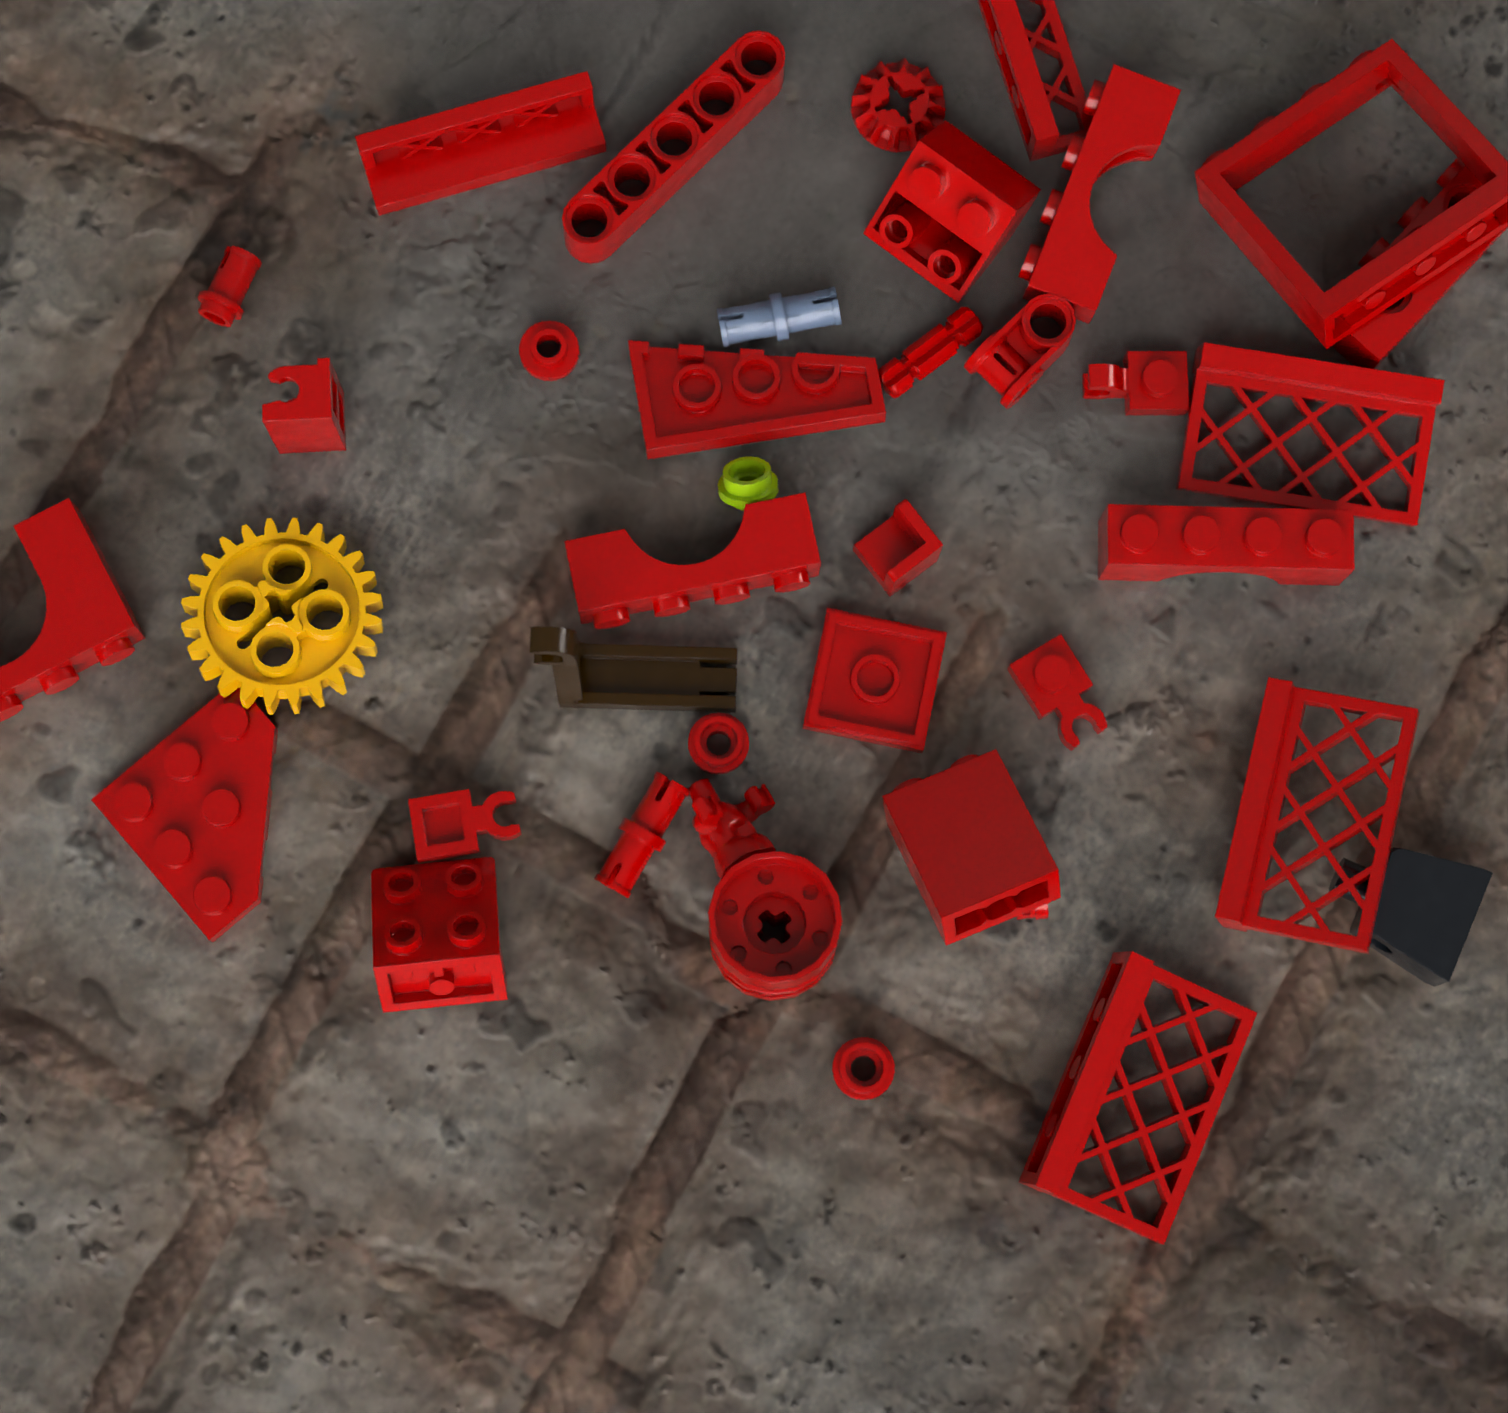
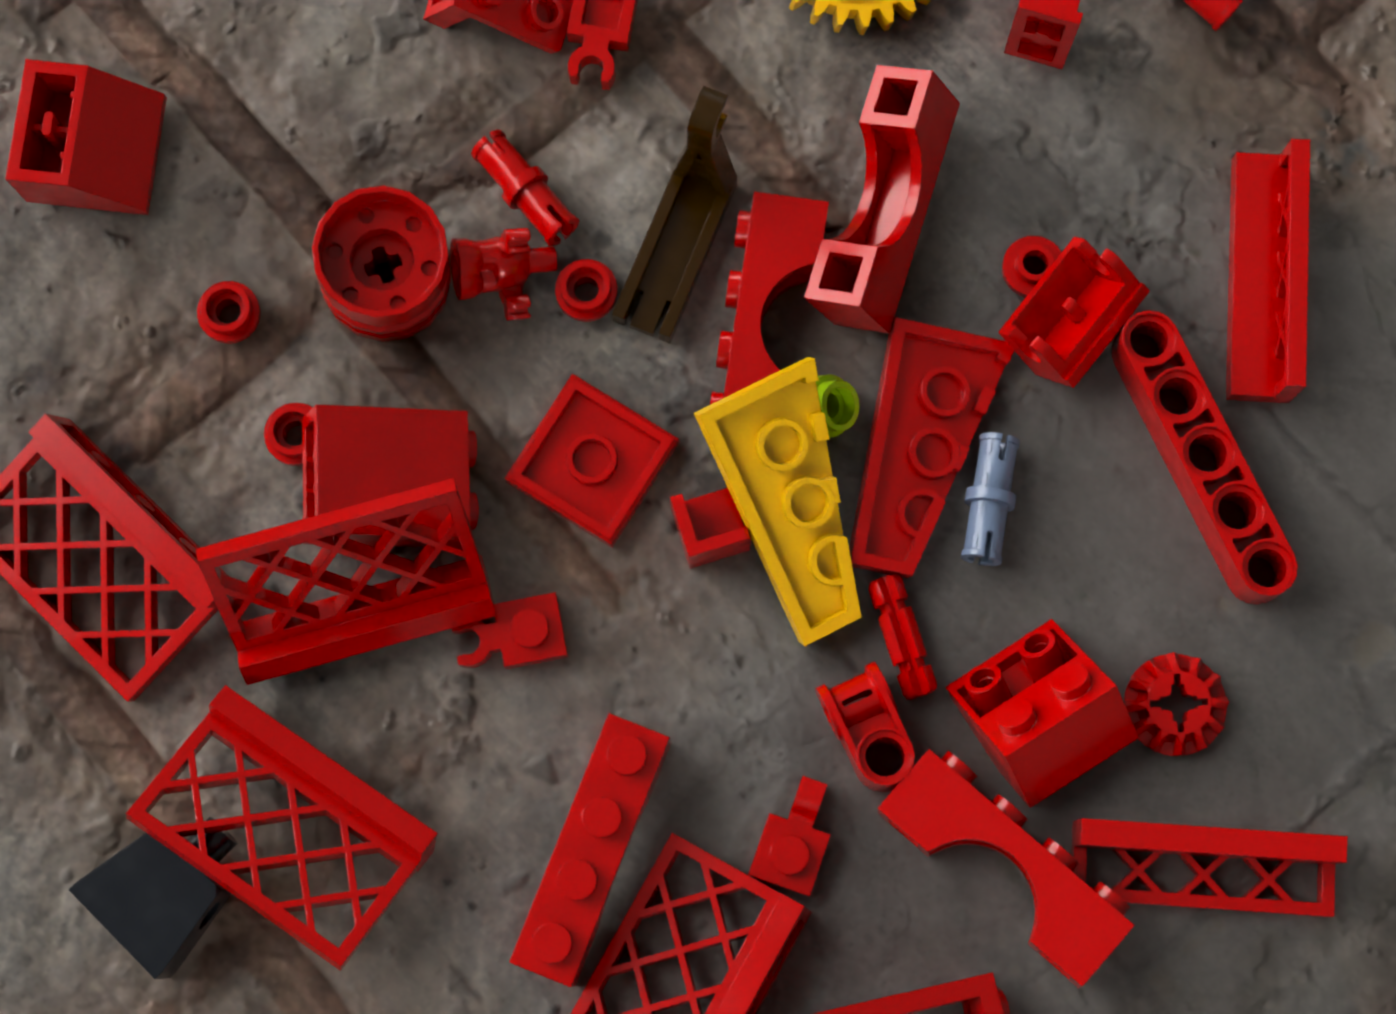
camera: 120 degrees right, 0 degrees up
(492, 495) = (905, 139): none -> red arch
(585, 295) = (1073, 312): none -> red hinge
(752, 1265) = (85, 138): none -> red slope
(846, 487) = (782, 482): none -> yellow wing
(954, 979) = (277, 429): none -> red plate
(1110, 838) = (362, 614): none -> red fence

